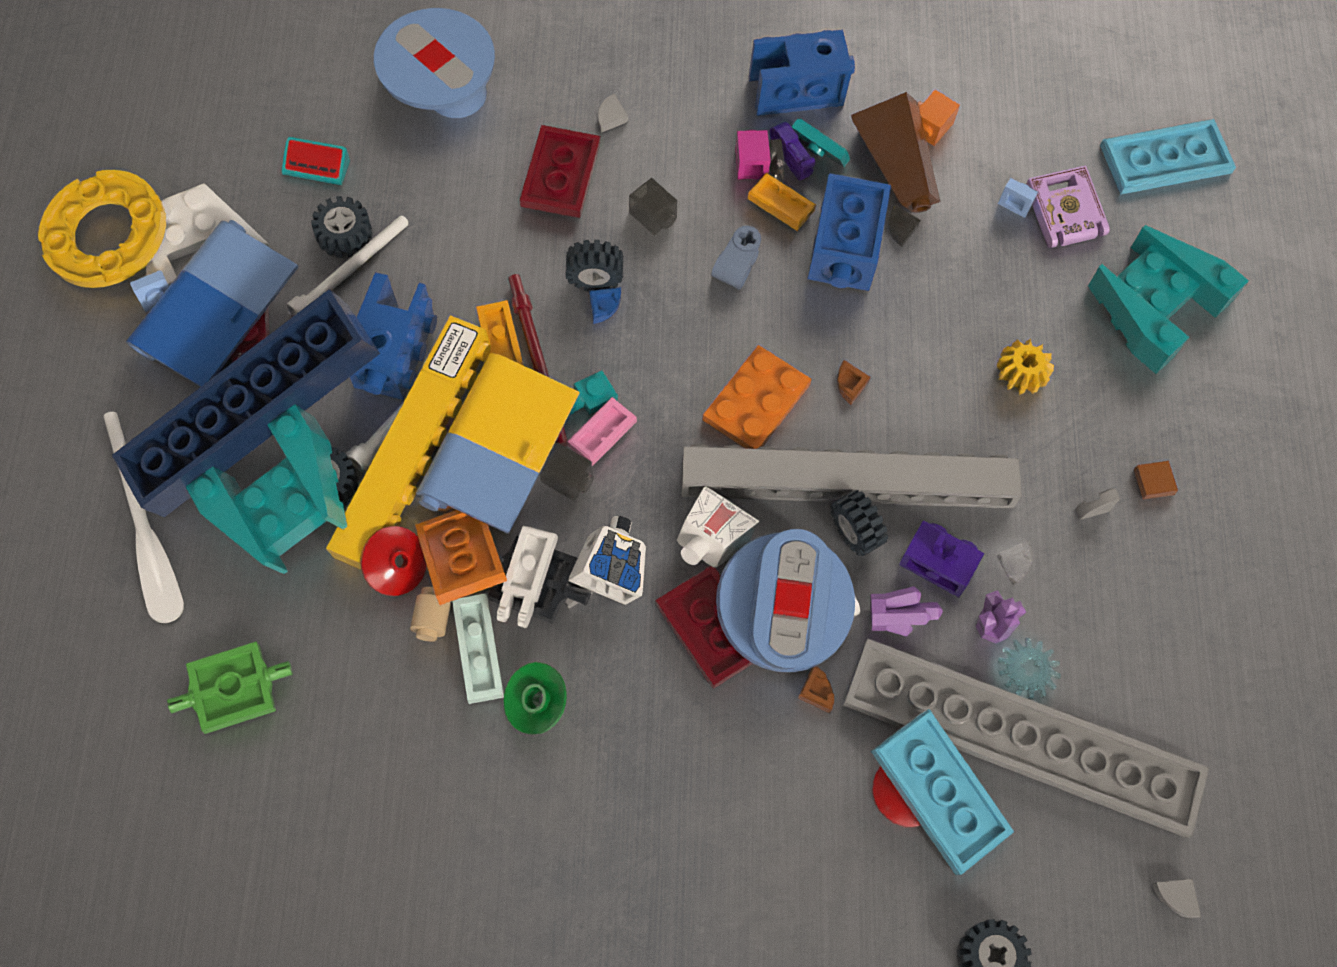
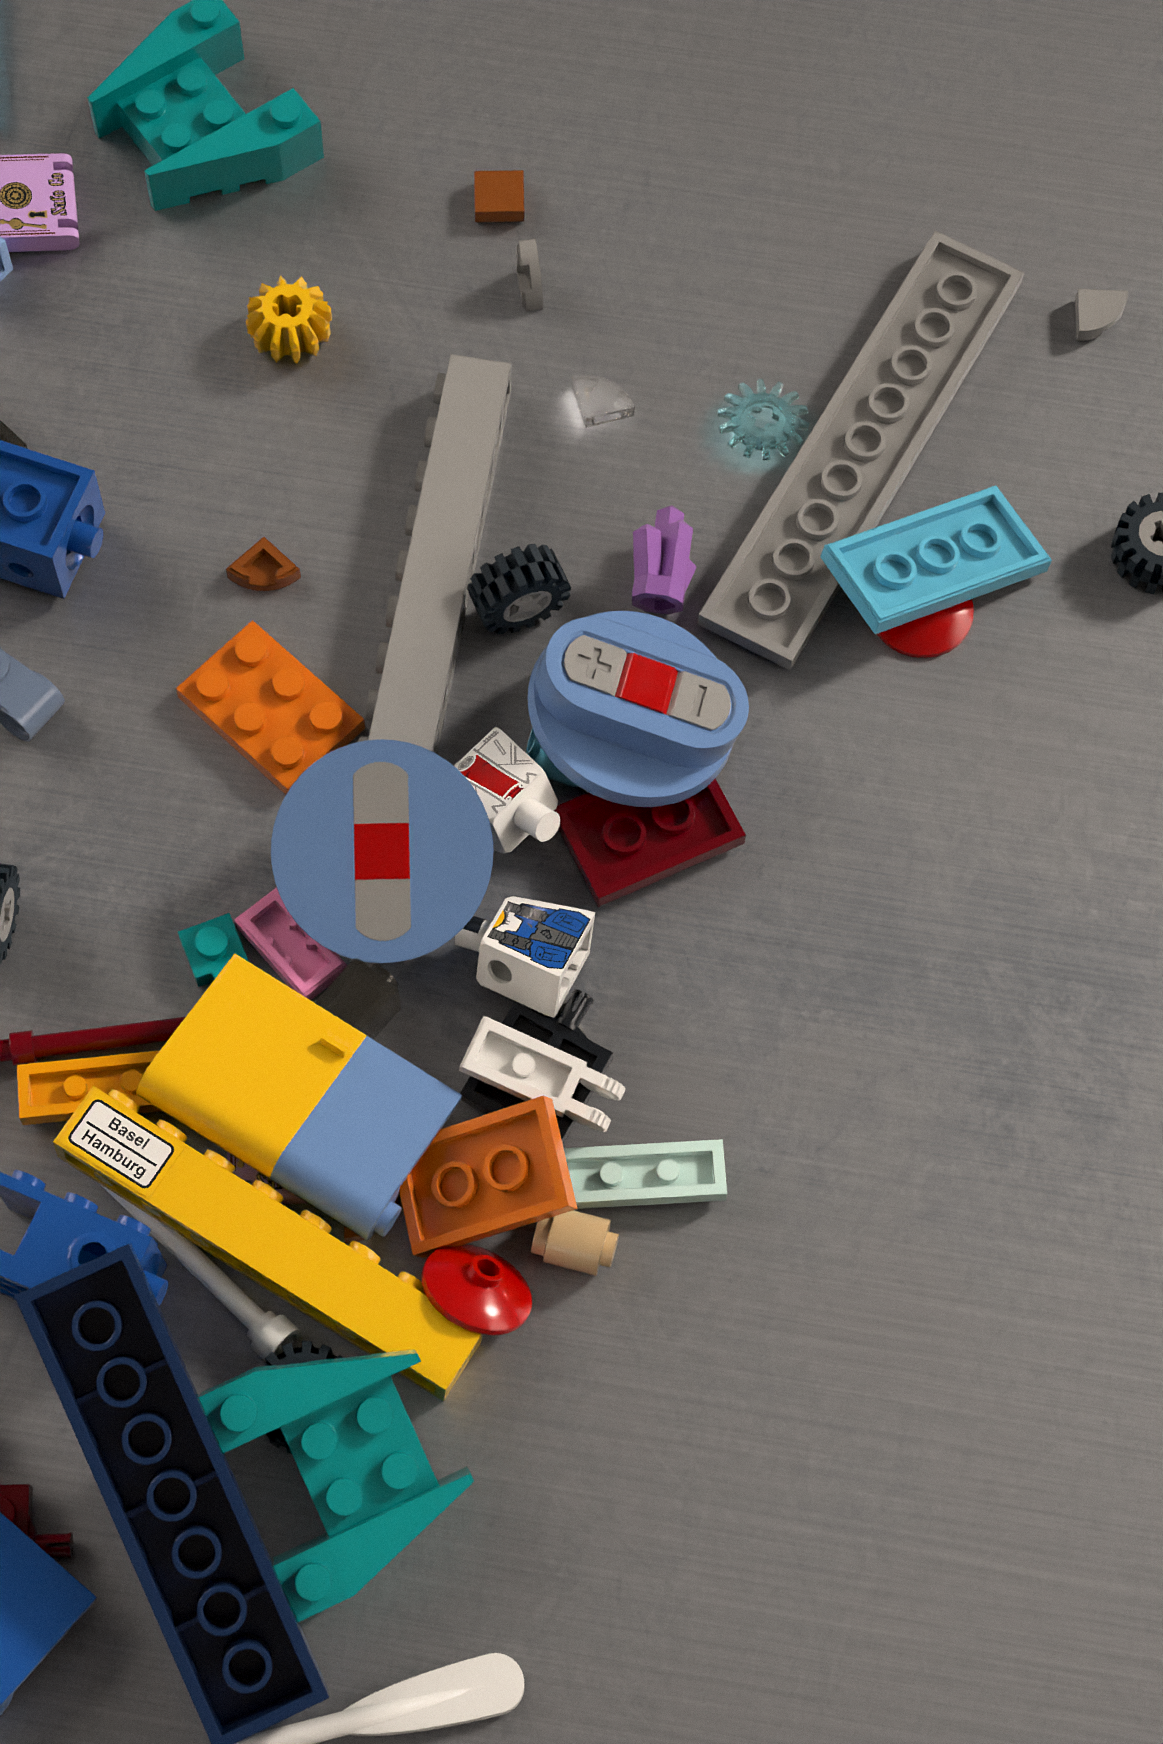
camera: 80 degrees left, 0 degrees up
(230, 687) = (657, 1571): bright green plate -> none
(523, 697) = (751, 1115): green dish -> none
(604, 303) = (45, 917): blue tile -> none
(656, 460) = (382, 851): none -> medium blue piece
(818, 690) = (769, 700): dark orange tile -> none
(941, 558) = (585, 494): dark purple brick -> none
(999, 617) = (692, 435): medium lavender rock -> none

